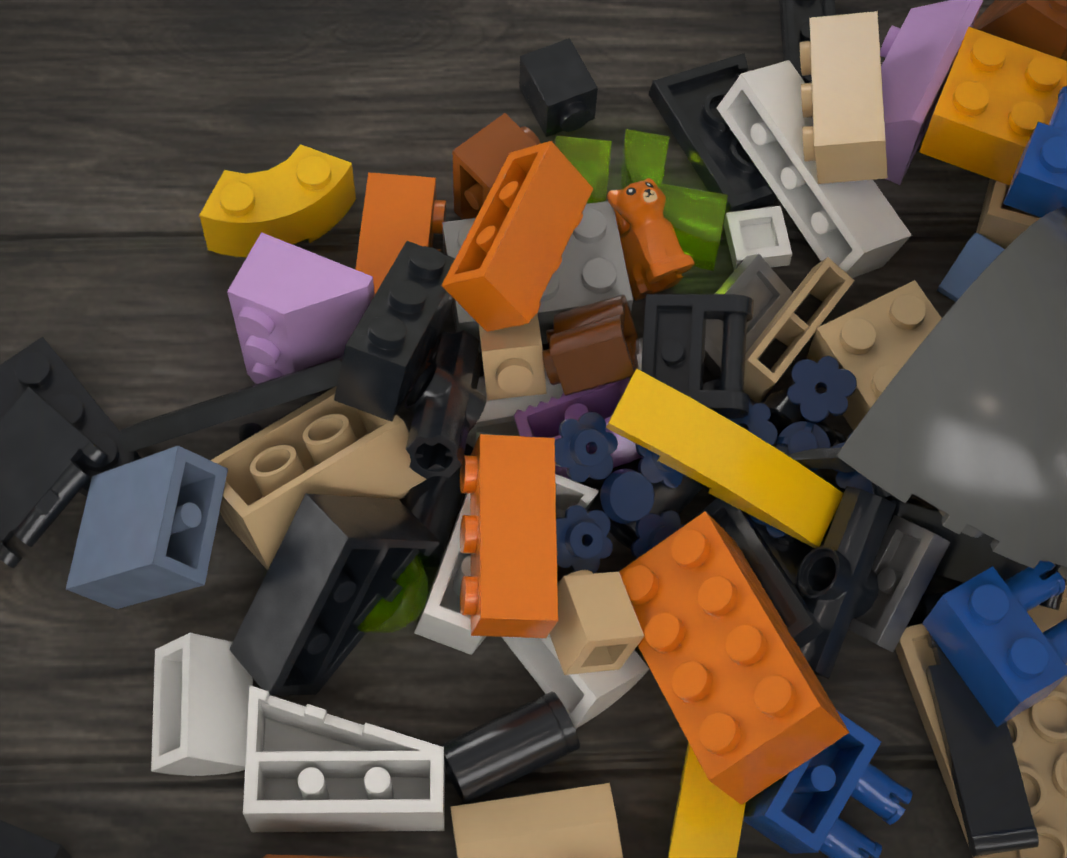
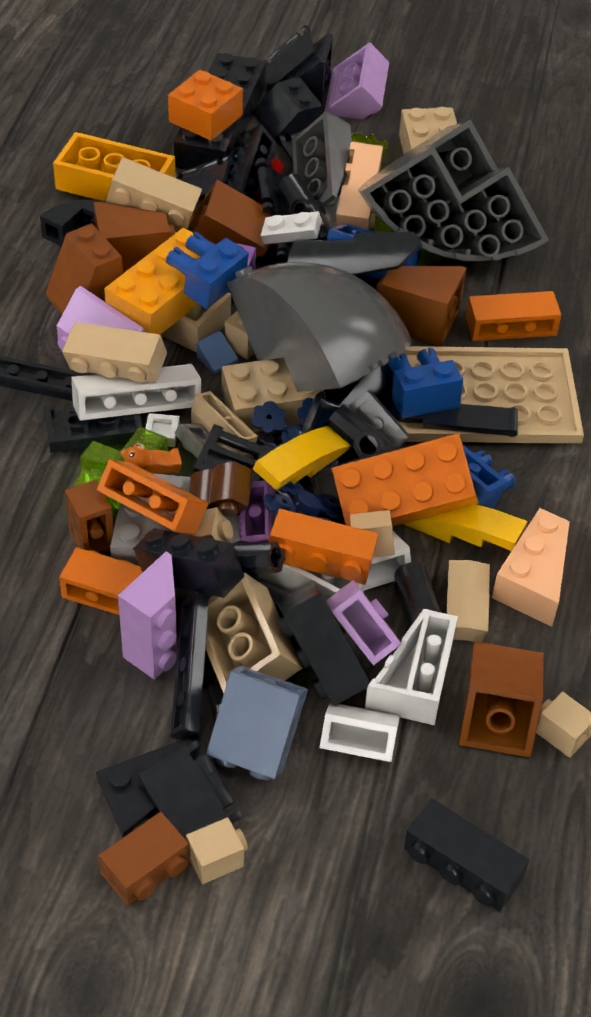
camera: 75 degrees left, 15 degrees down
(288, 202) = (57, 637): yellow brick -> none
(372, 645) = (364, 622): none -> lavender brick
(558, 87) = (32, 487): black brick -> none

